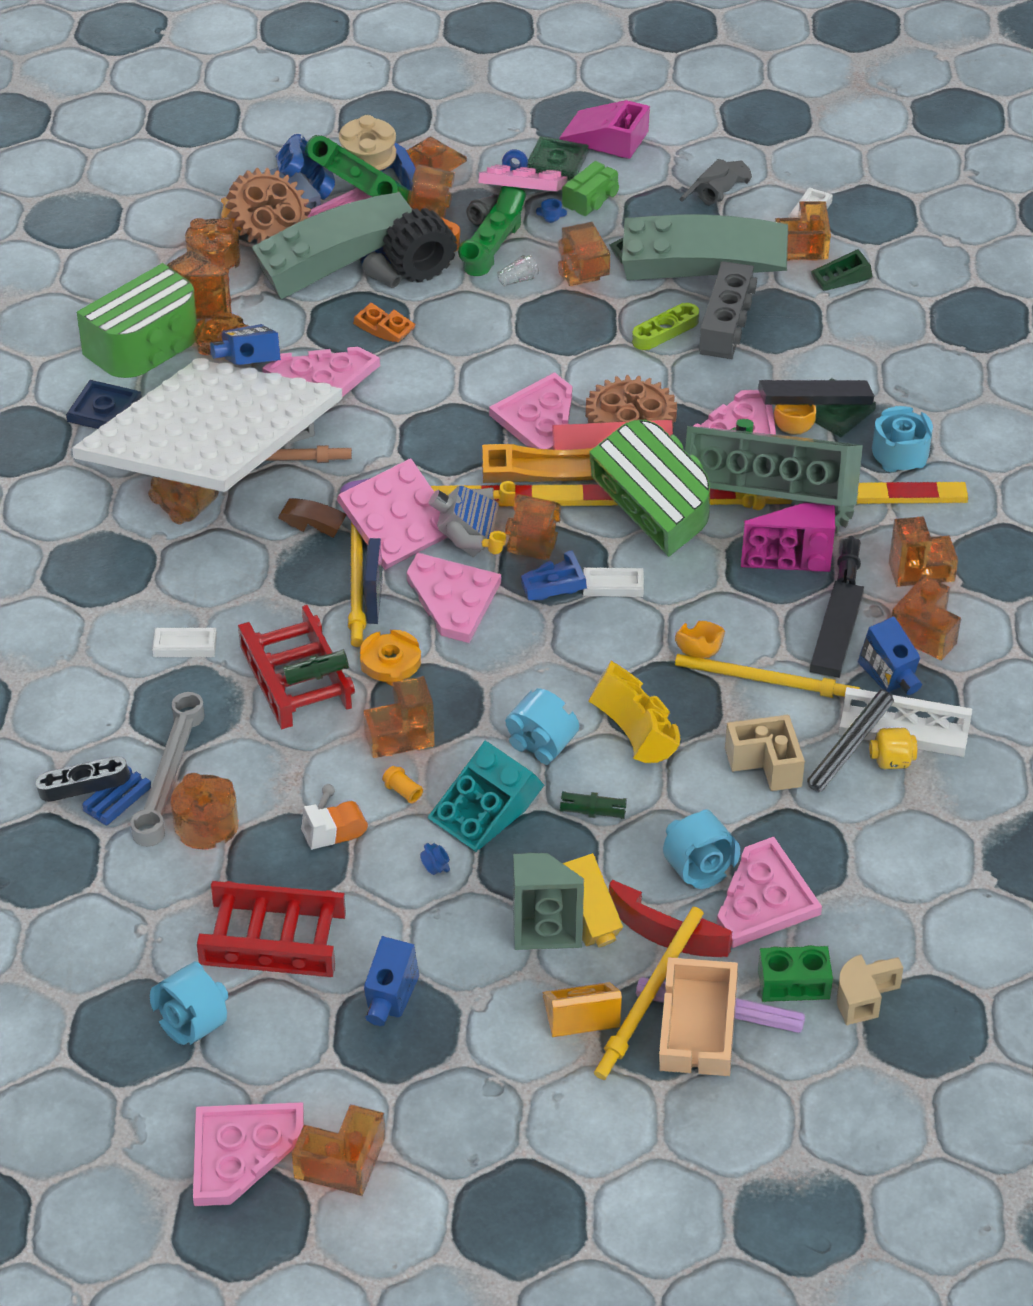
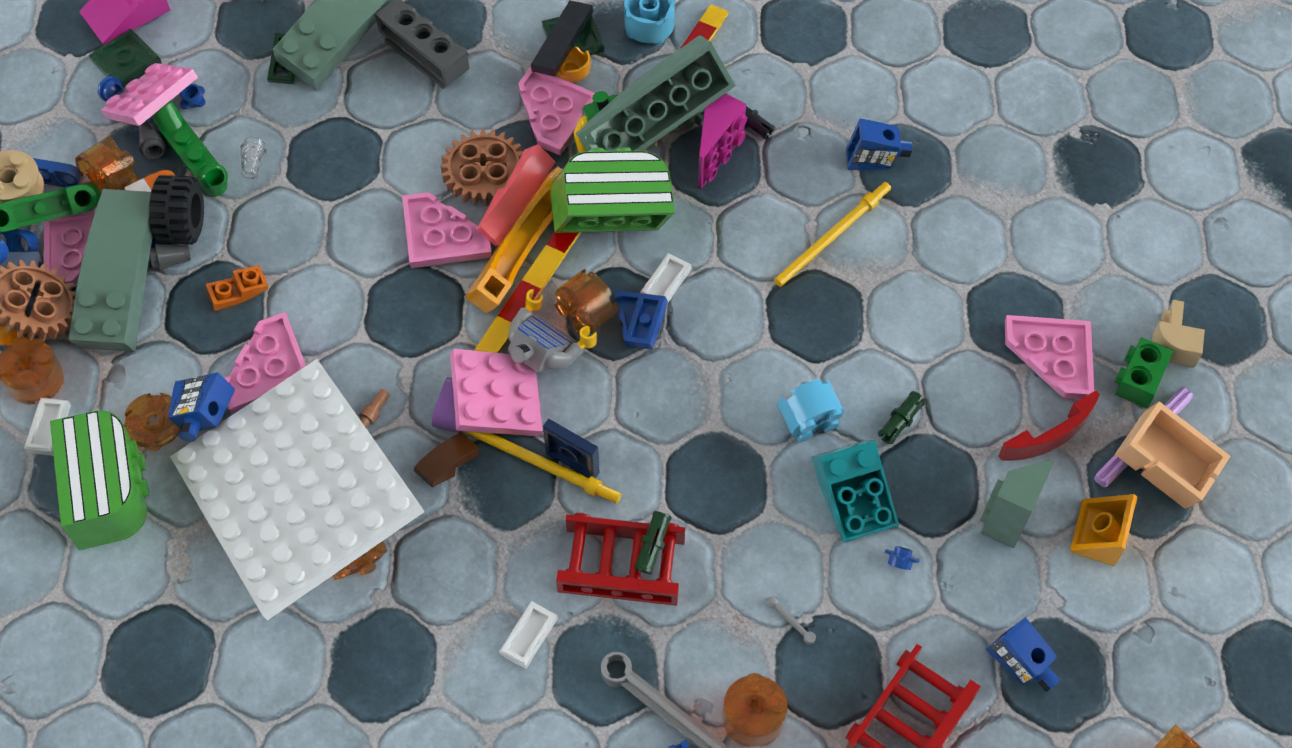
camera: 60 degrees left, 15 degrees up
(100, 404) = (170, 563): dark blue tile -> none
(208, 281) = (88, 395): clear orange slope -> none
(332, 824) = (822, 617): leg -> none
(390, 669) = (656, 496): light orange plate -> none
(397, 779) = (802, 542): light orange pin -> none
(402, 725) = (745, 502): clear orange brick -> none
(436, 154) = (46, 142): clear orange slope -> none
(453, 594) = (605, 400): bright pink plate -> none
(582, 254) = (287, 99): clear orange brick -> none
(590, 188) = (190, 52): bright green brick -> none
(600, 916) = (993, 463): yellow slope -> none
(618, 1044) = (1155, 525): yellow bar -> none
(637, 714) = (831, 338): yellow brick -> none
(650, 334) = (403, 101): lime beam -> none
(700, 641) = (775, 253): light orange hair -> none
(700, 849) = (1001, 368): medium azure brick -> none
(767, 745) = (922, 267): tan brick -> none
(837, 629) = (811, 163): black tile -> none
(850, 740) = (945, 215): axle -> none
(893, 748) = (961, 194): yellow head -> none
(919, 554) = (778, 71): clear orange brick -> none
(926, 619) = (840, 106): clear orange brick -> none
(931, 733) = (936, 175): white fence -> none

